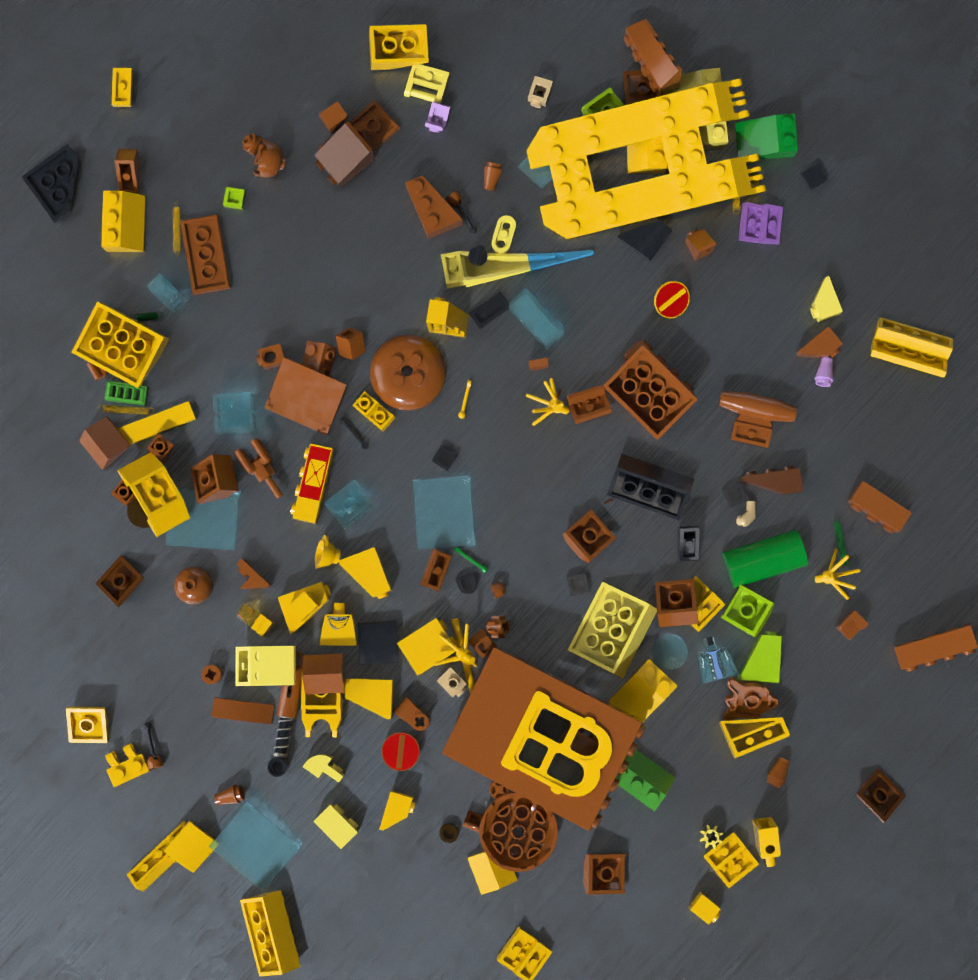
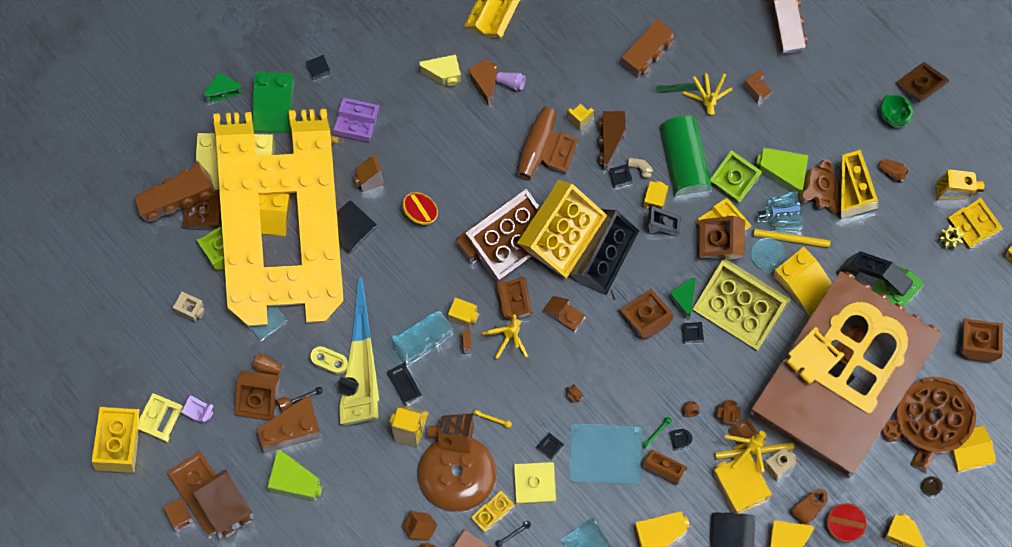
camera: 90 degrees left, 15 degrees down
(381, 217) = (293, 480): none -> lime slope
(406, 447) = (535, 483): none -> light yellow plate
(443, 363) = (454, 432): none -> dark orange torso
(460, 171) = (257, 395): none -> dark orange slope
(499, 475) = (574, 393): none -> dark orange plate
(548, 703) = (813, 357): none -> yellow plate
(567, 356) = (463, 313): none -> yellow brick
(581, 455) = (562, 312): none -> dark orange slope
(611, 572) = (683, 297): none -> green slope
(659, 761) = (894, 278): none -> black slope
(662, 440) = (562, 228): none -> yellow slope
(690, 674) = (792, 238): none -> yellow bar
(716, 532) = (656, 195): none -> yellow brick
(775, 85) = (222, 88): none -> green slope
(794, 446) = (580, 116): none -> yellow panel
(843, 770) = (896, 110): none -> green hair

